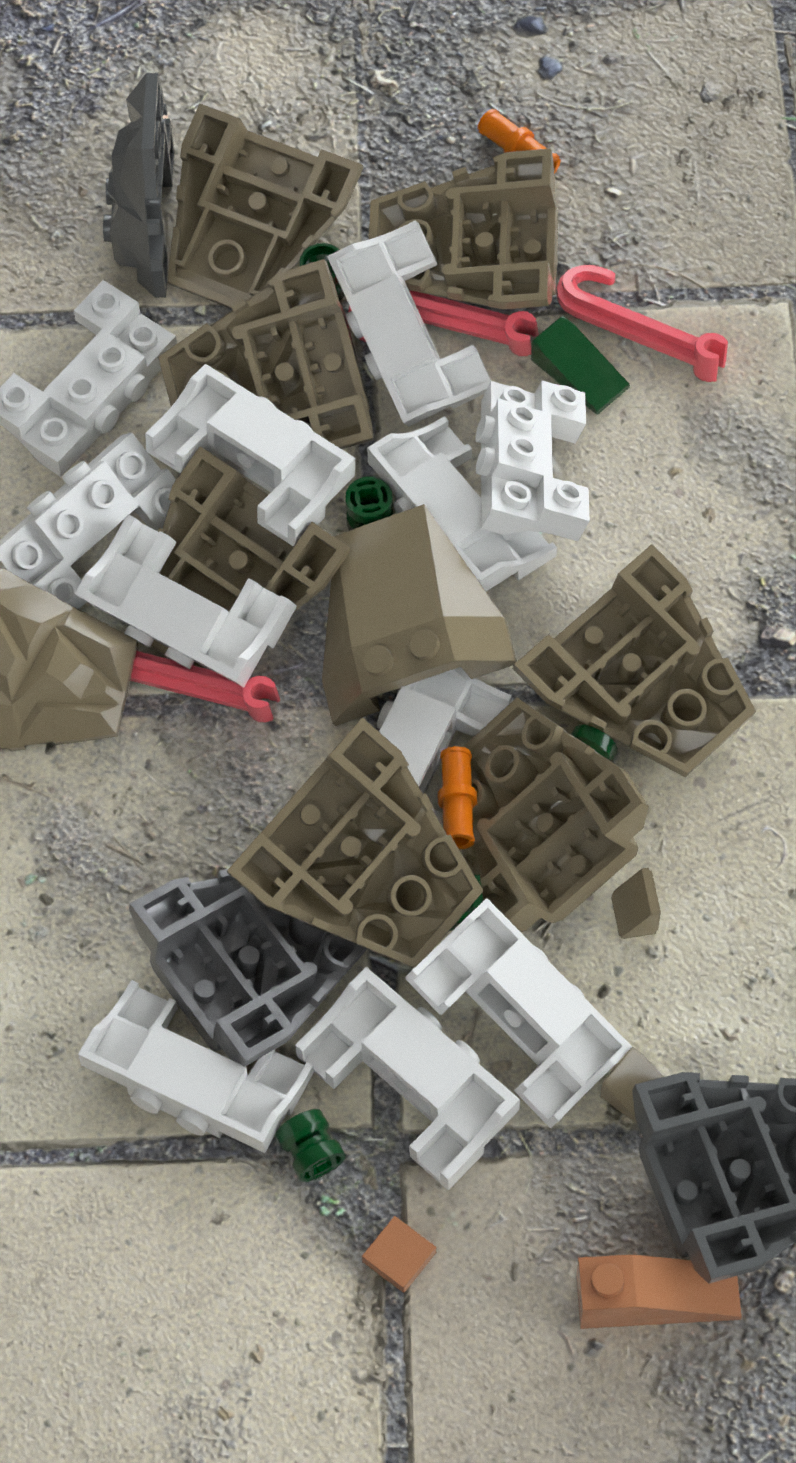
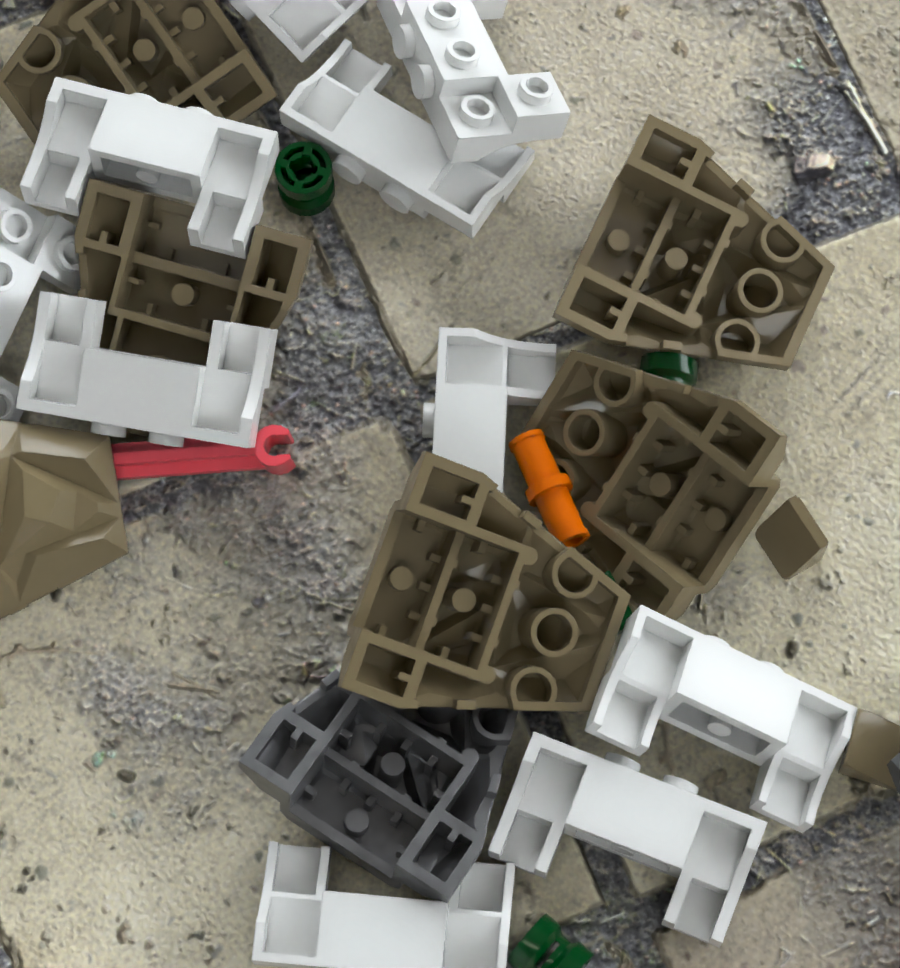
camera: 20 degrees left, 10 degrees up
(404, 614) = (403, 295): dark tan wedge -> none

